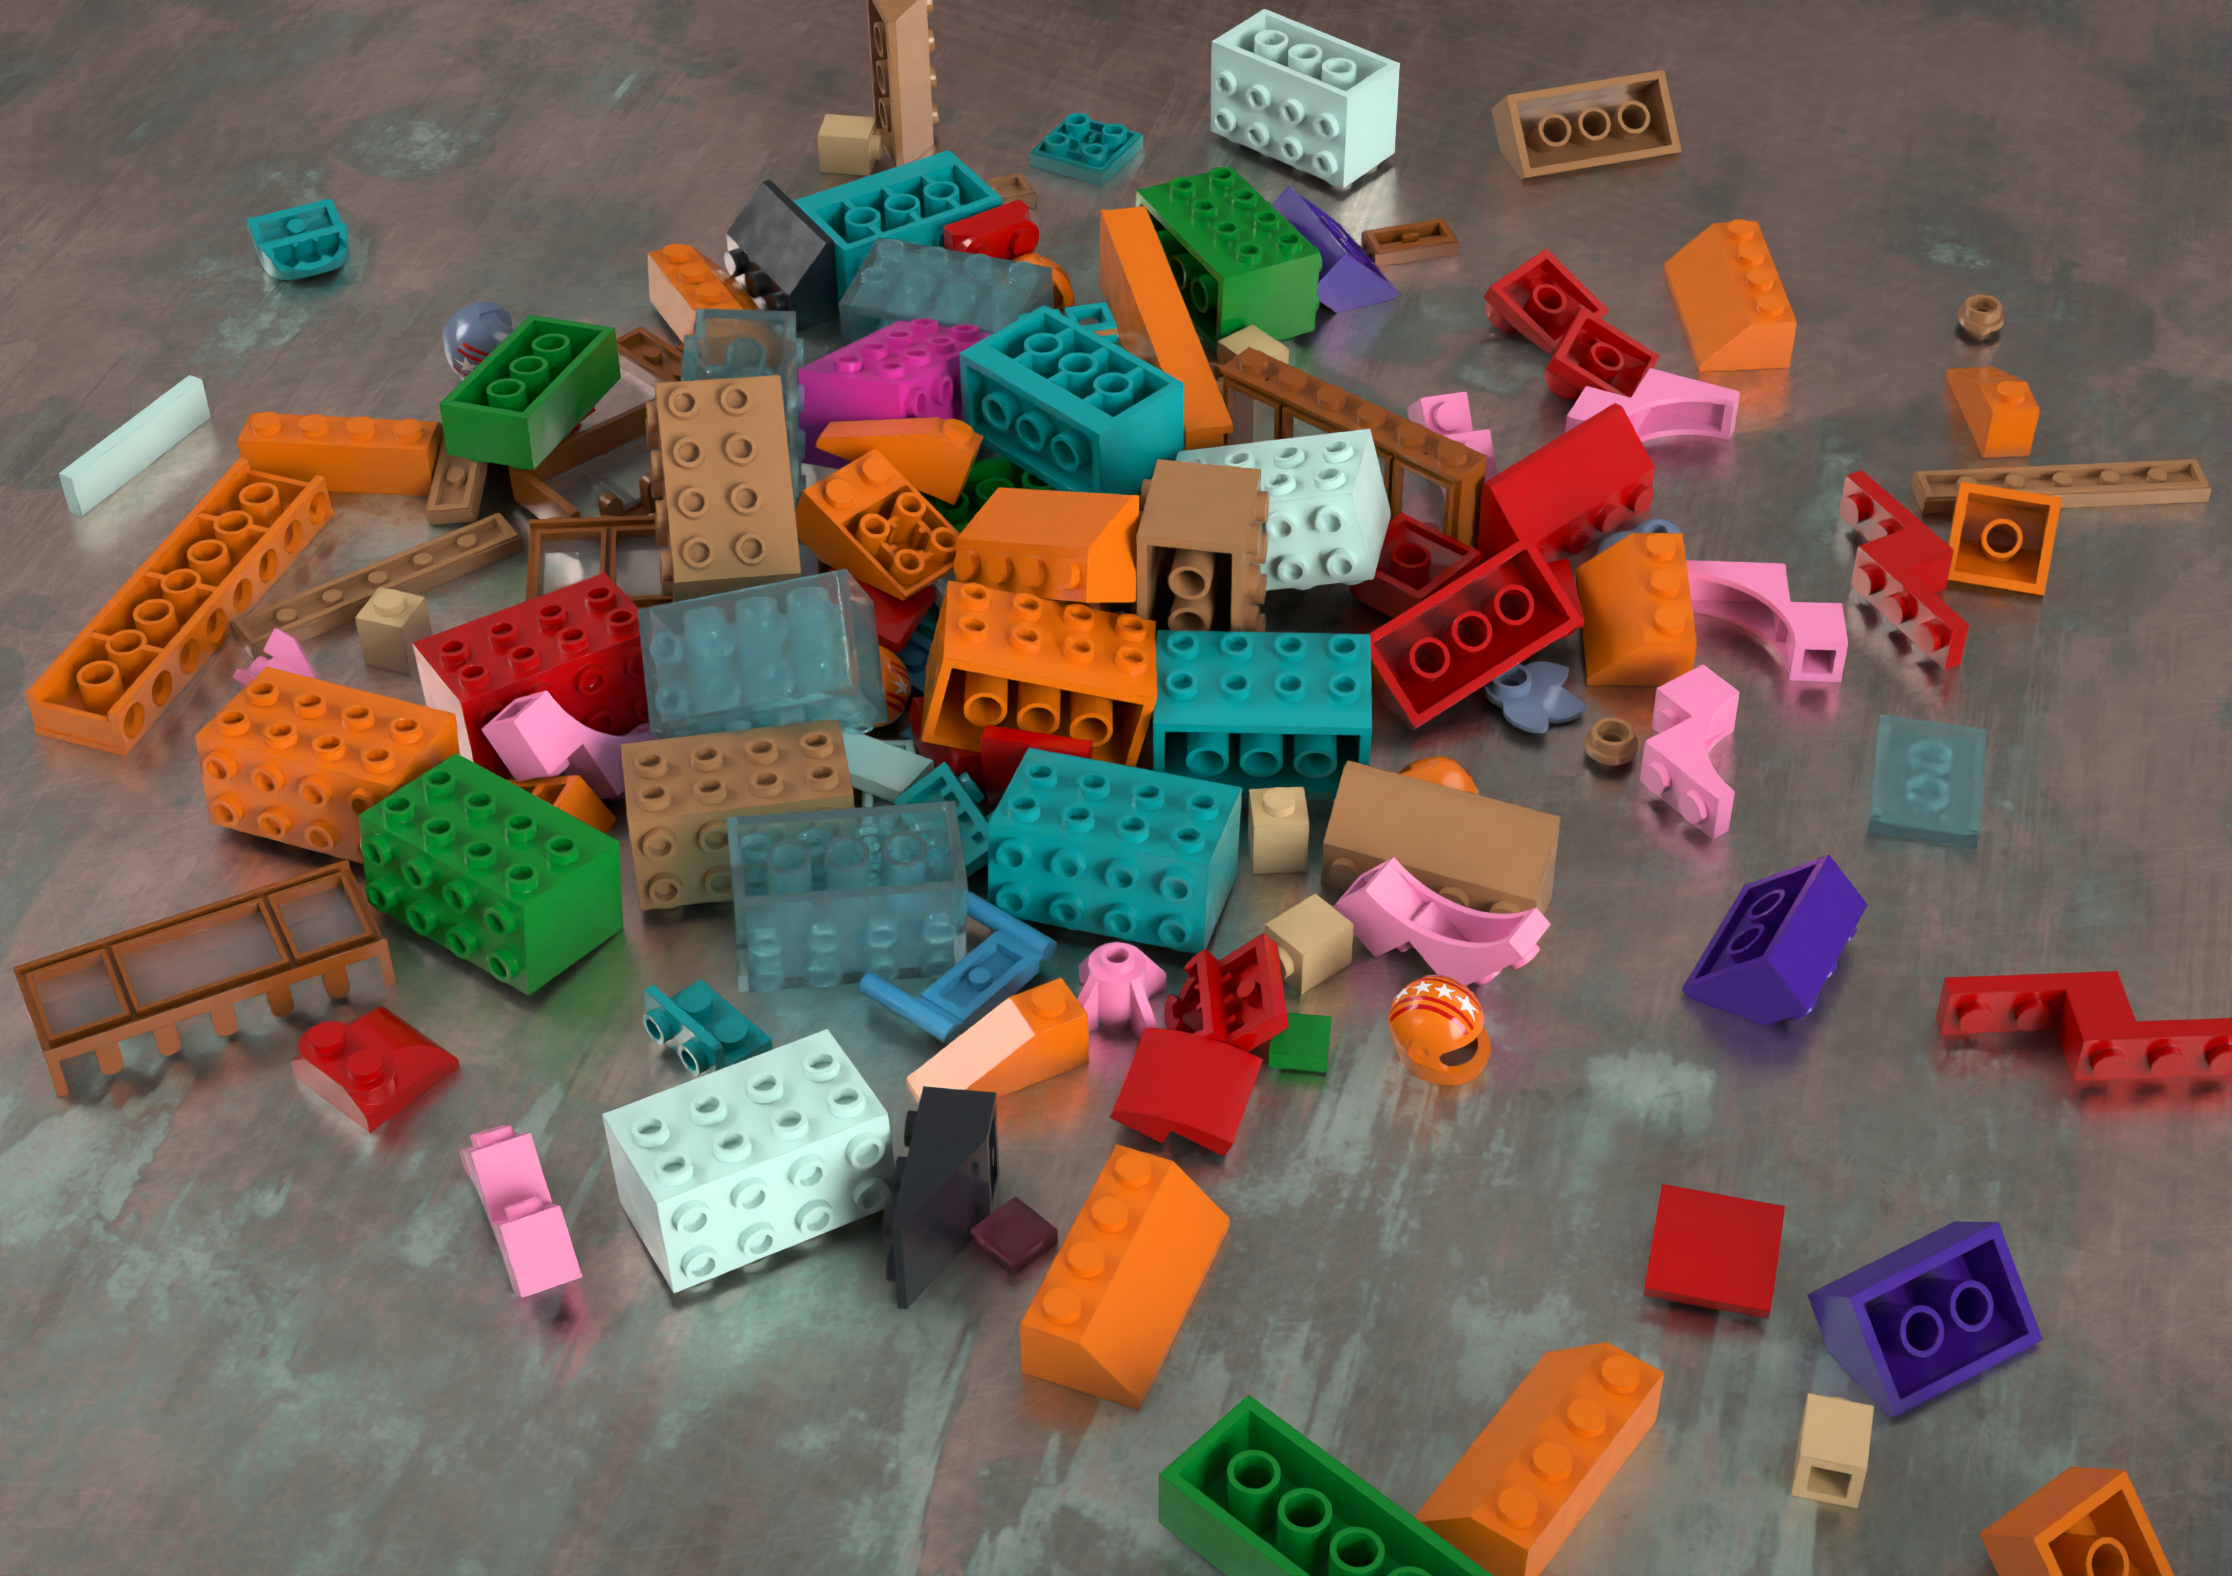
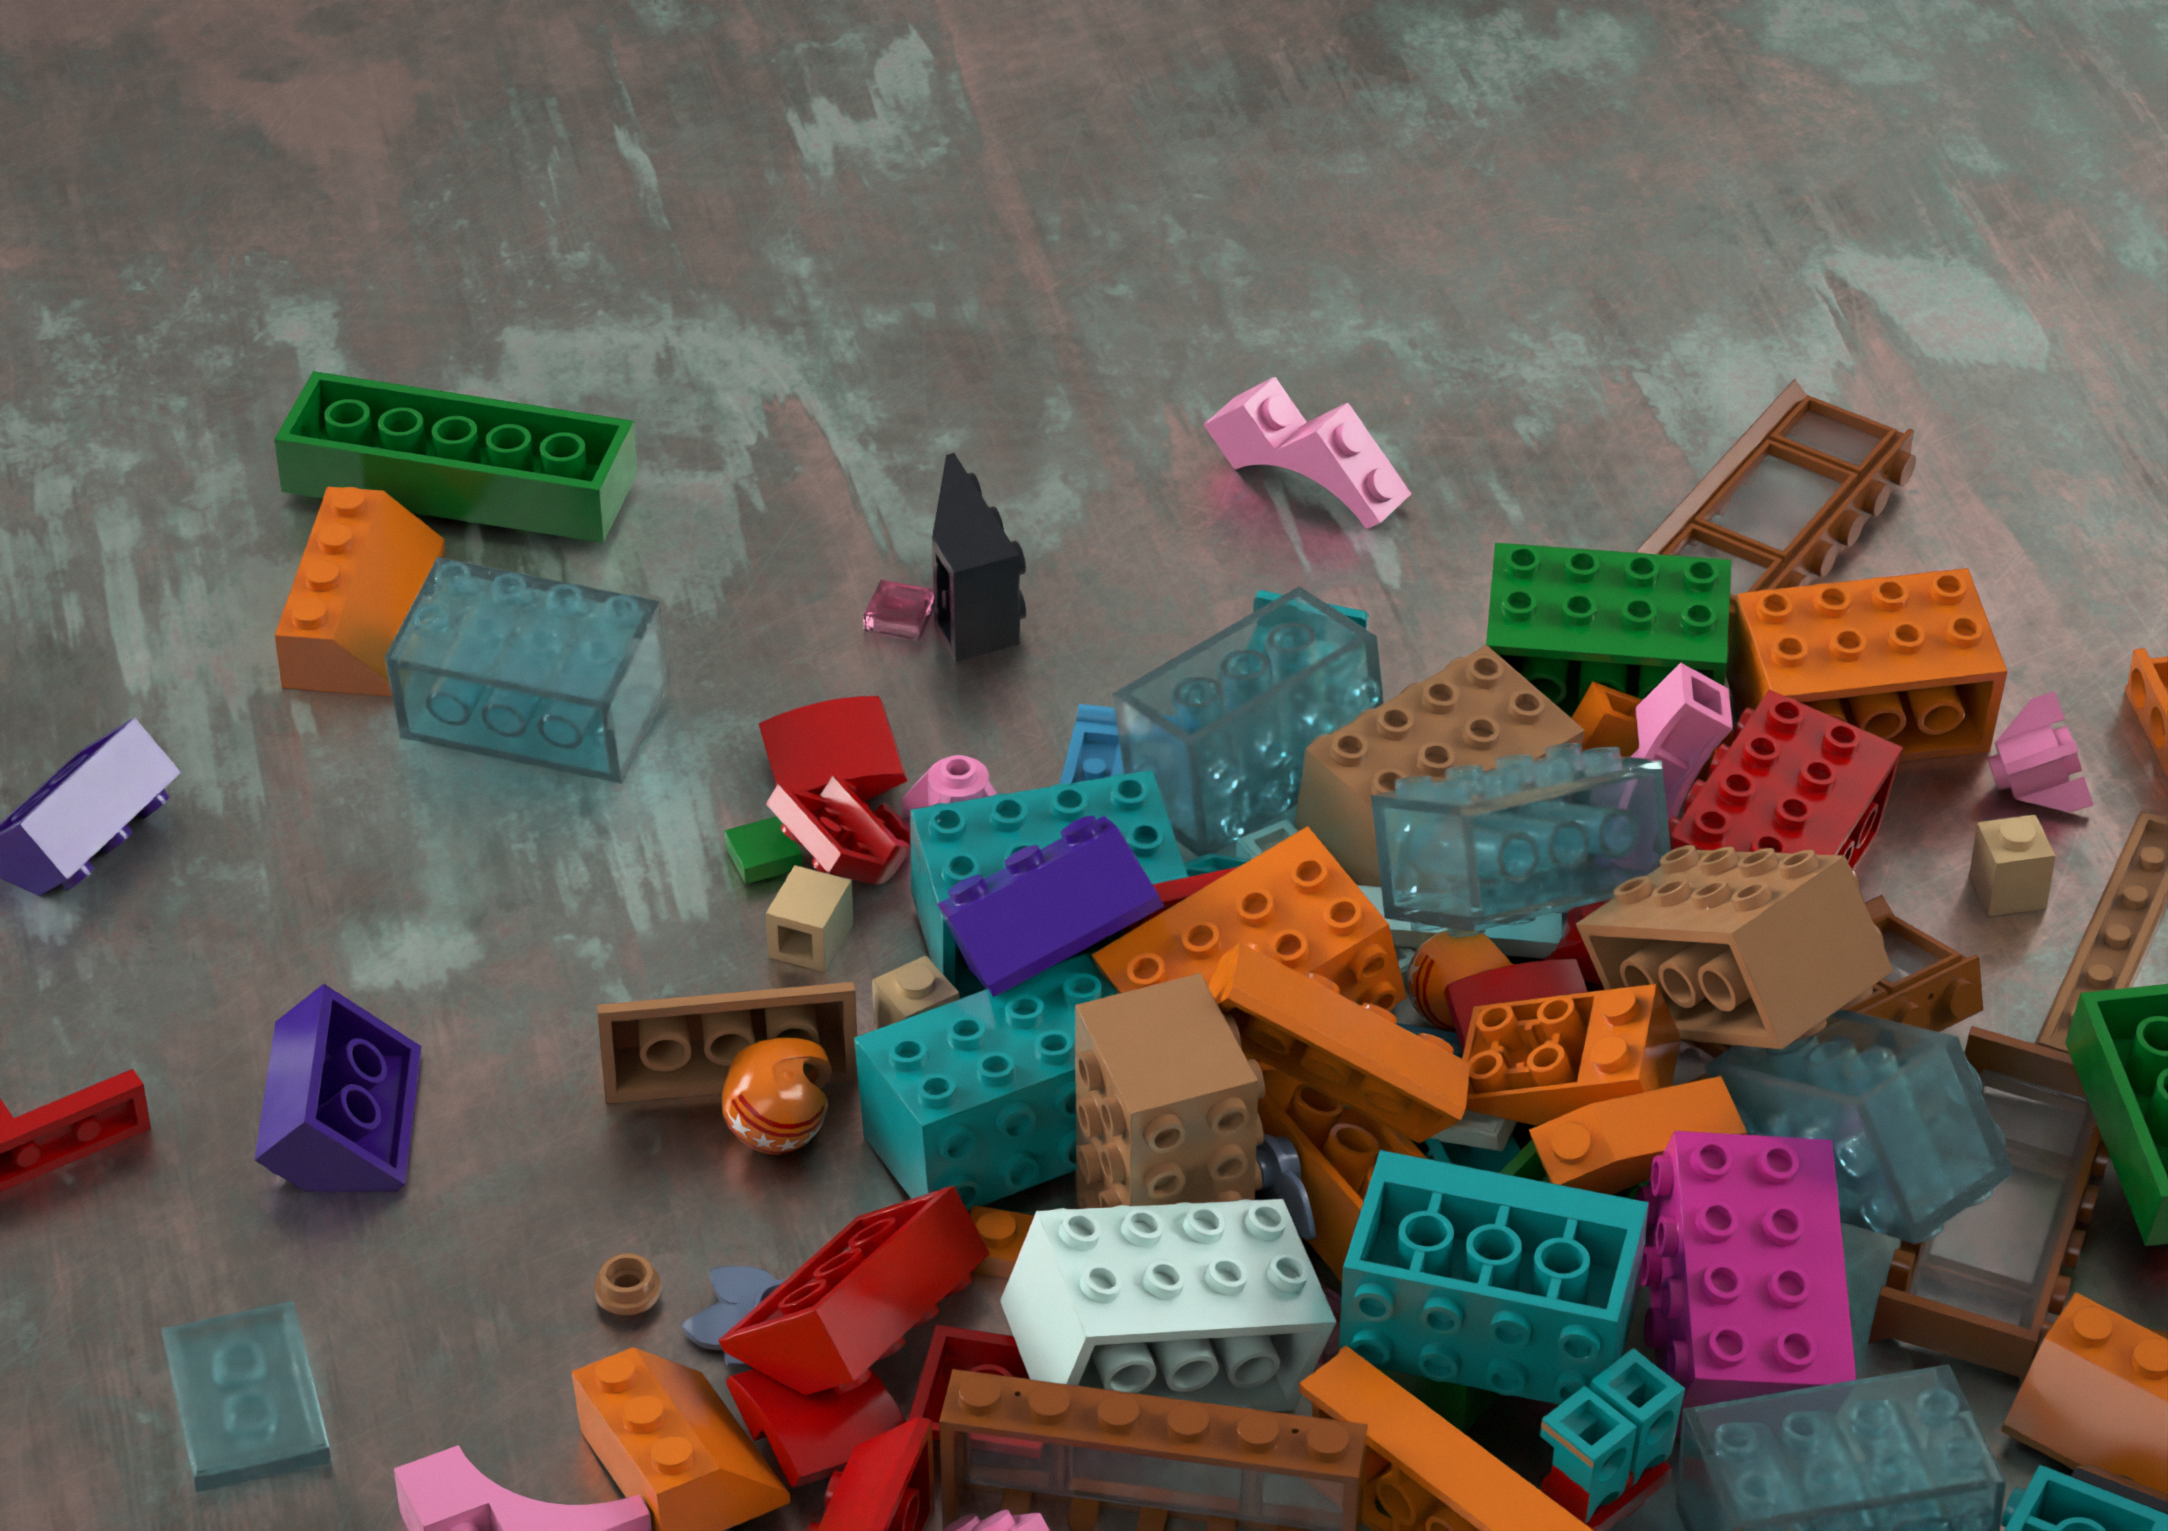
camera: 150 degrees right, 0 degrees up
(370, 1065) = (1560, 508): red slope -> none
(751, 1159) = (1137, 517): light aqua brick -> none
(1013, 1045) = (1017, 722): orange slope -> none
(1122, 1280) = (776, 594): orange slope -> none
(1166, 720) = (1048, 904): none -> dark purple slope
(1429, 1233) = (528, 669): none -> clear light blue brick
(1436, 1018) = (638, 872): orange helmet -> none
(1456, 941) = (662, 957): bright pink arch -> none
(1690, 720) = (536, 1273): bright pink arch -> none
(1714, 1251) = (281, 799): red slope -> none
(1832, 1450) = (119, 681): tan brick -> none

